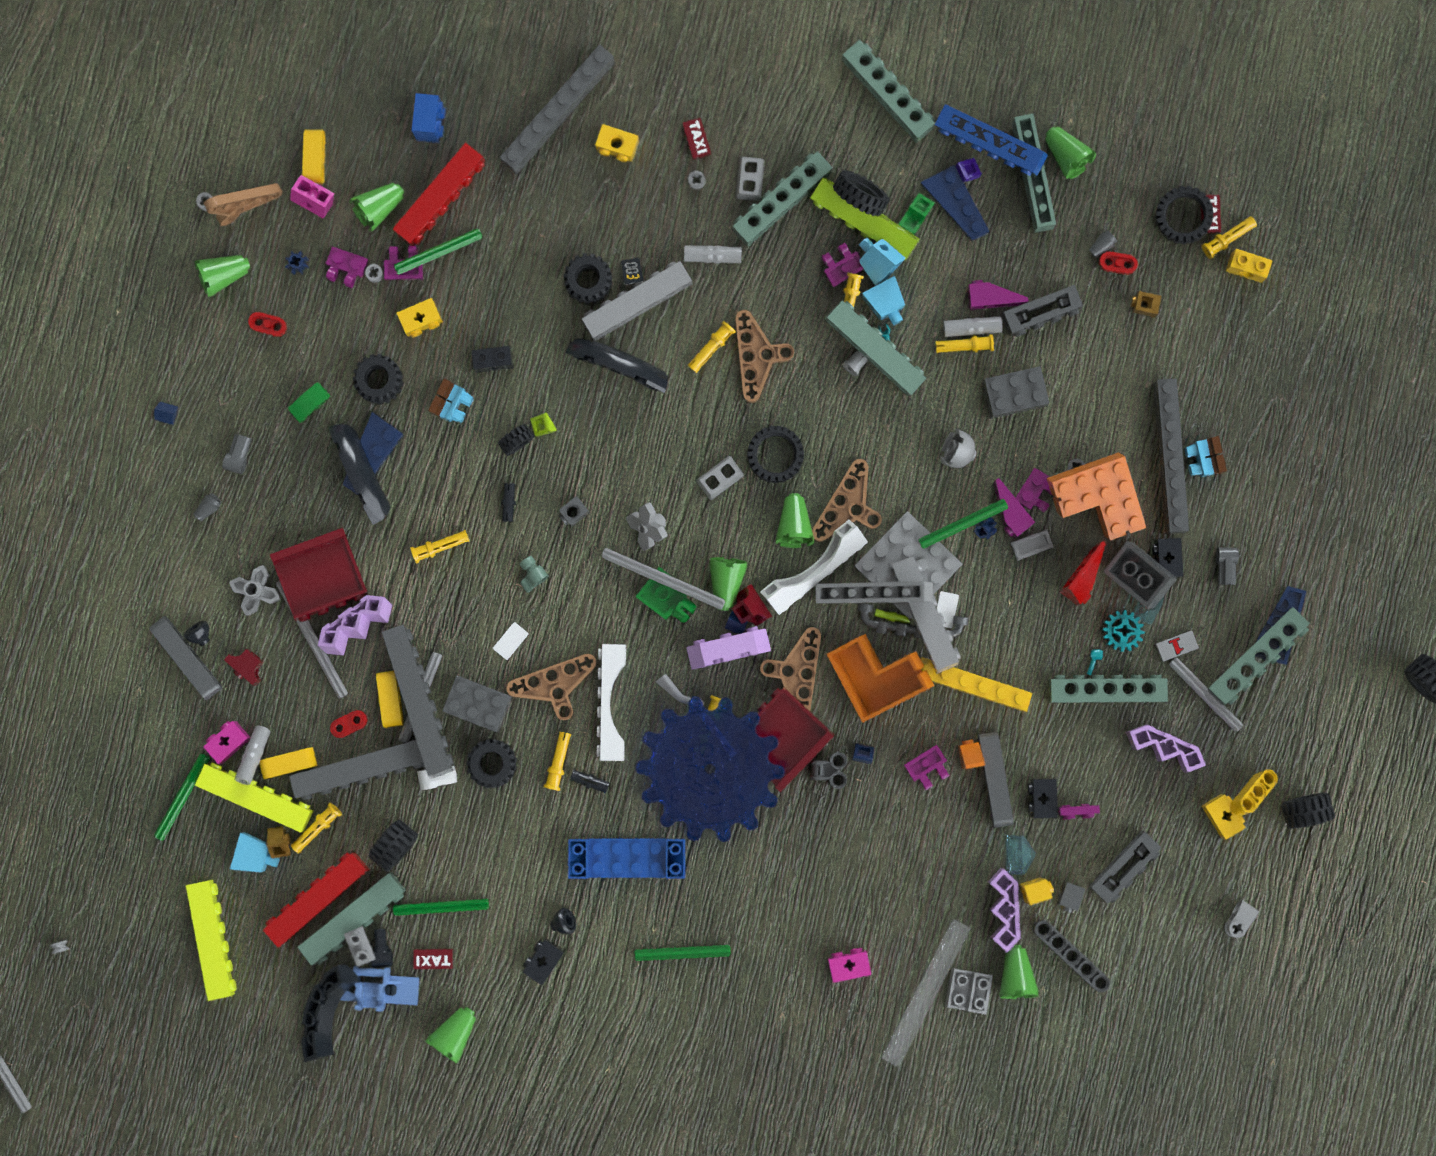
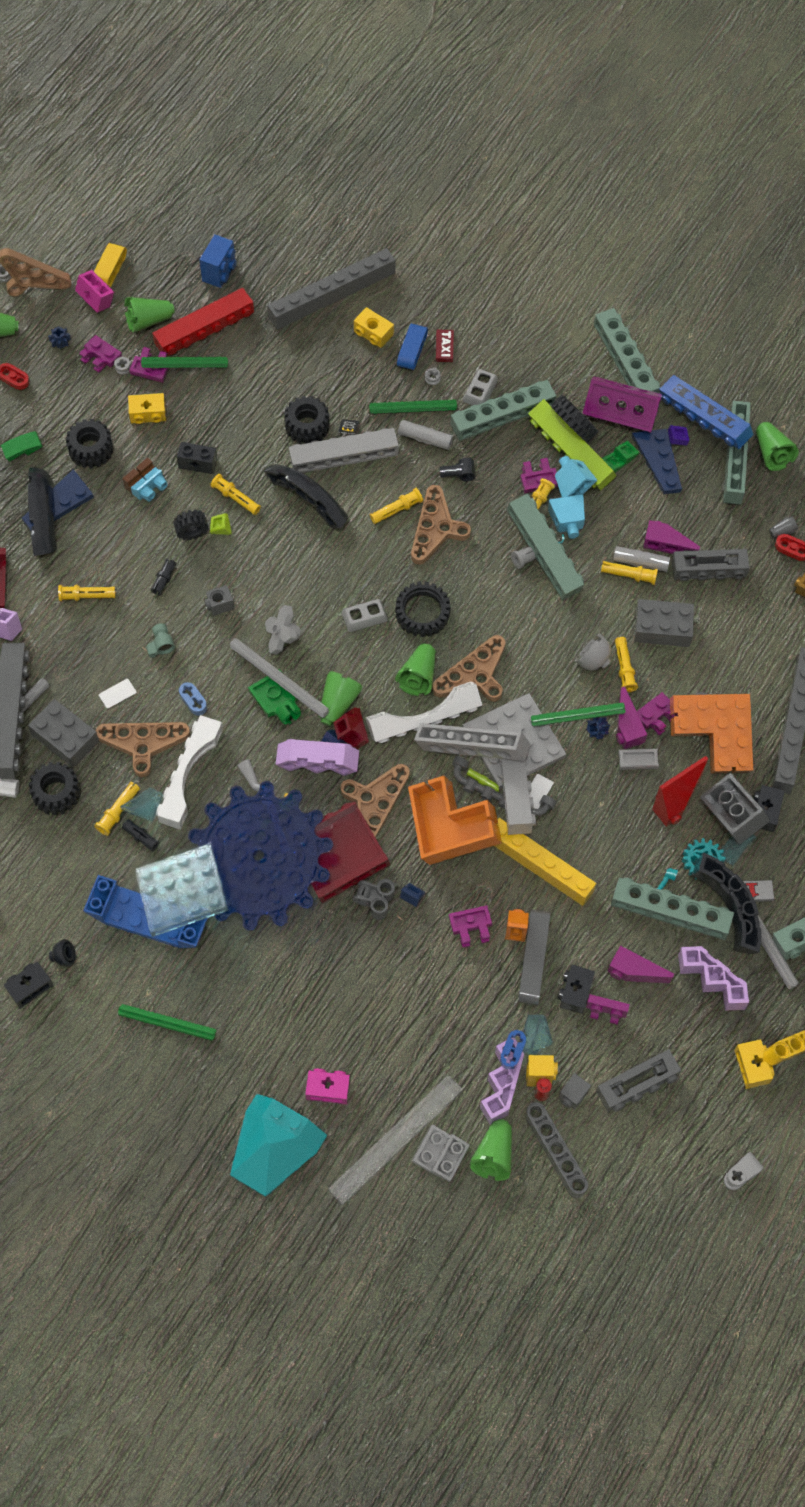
camera: 15 degrees right, 20 degrees down
(537, 384) = (227, 491): none -> yellow pin
(581, 750) = (144, 804): none -> clear light blue slope
(582, 627) = (189, 701): none -> medium blue beam
(651, 828) = (181, 890): none -> clear light blue plate
(664, 153) = (412, 346): none -> blue beam
(688, 223) = (413, 406): none -> green axle
(763, 283) = (463, 469): none -> black pin
(817, 1033) = (273, 1144): none -> teal wedge
(903, 156) = (613, 412): none -> magenta brick
(994, 457) = (626, 671): none -> yellow pin
(1002, 883) = (517, 1051): none -> blue beam
(1043, 907) = (542, 1089): none -> red cylinder
(1087, 760) = (634, 968): none -> magenta slope
(1169, 665) = (737, 899): none -> black brick

